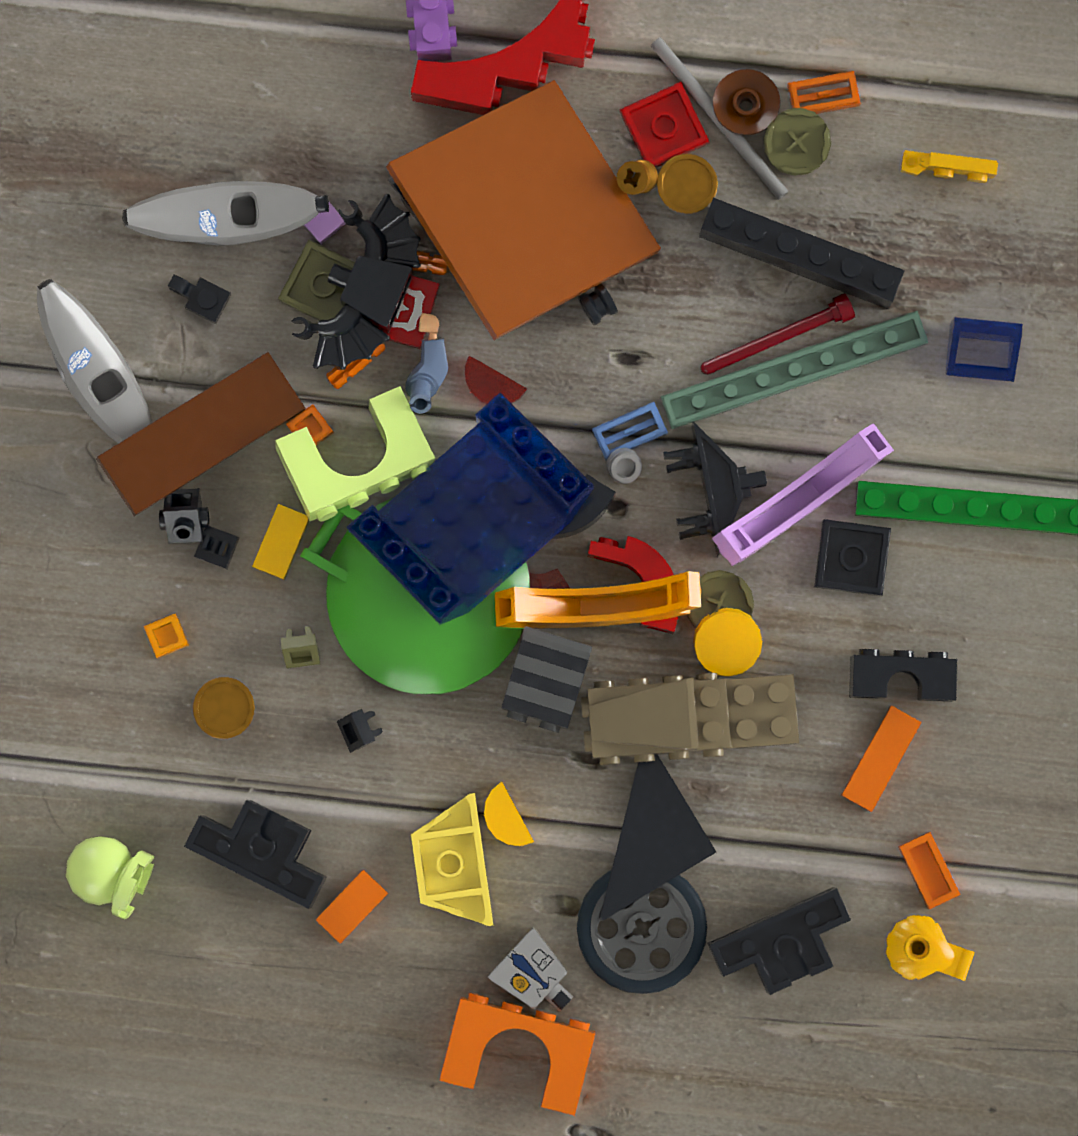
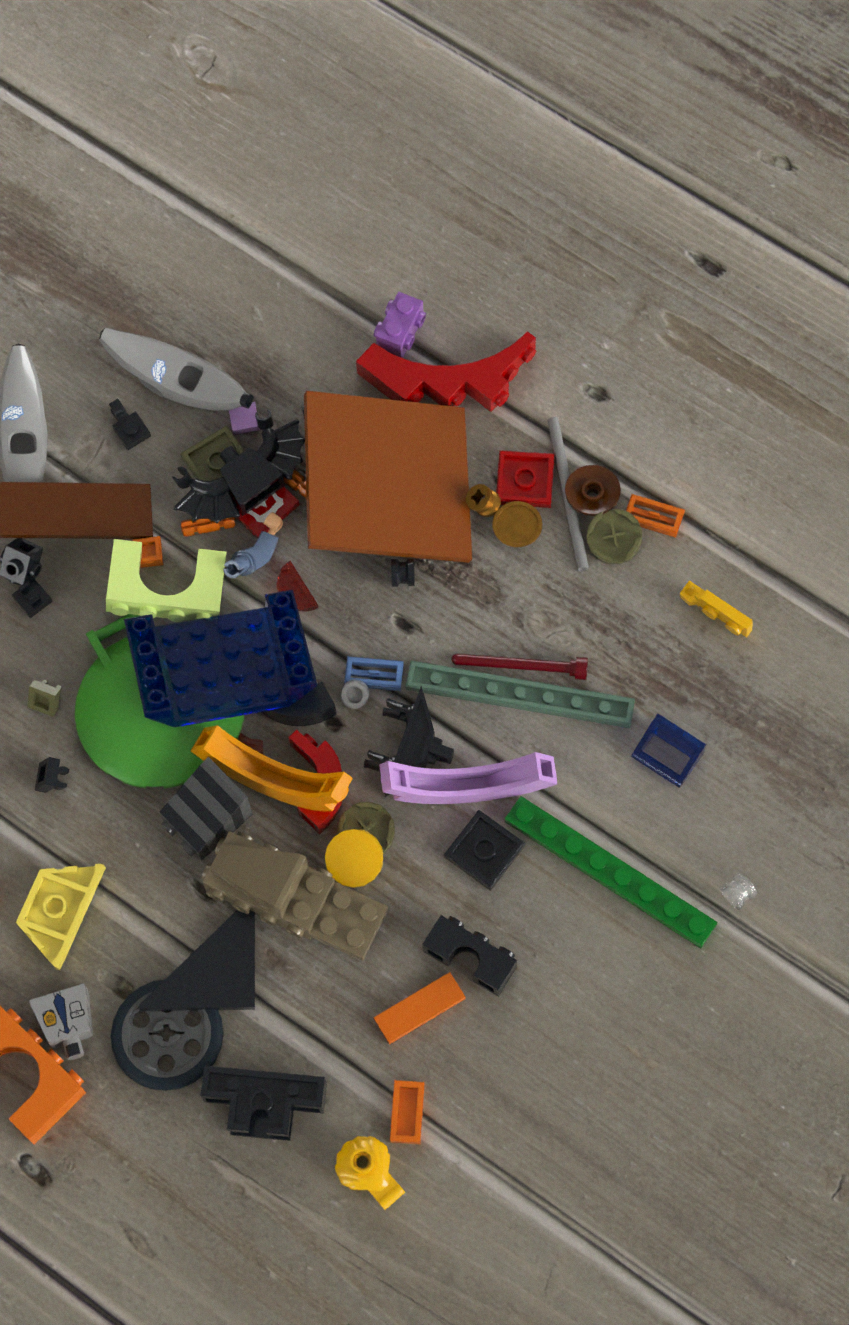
camera: 30 degrees right, 15 degrees down
(281, 542) = (78, 618): yellow tile -> none
(504, 819) = (115, 897): yellow tile -> none
(801, 253) = (571, 613): black brick -> none

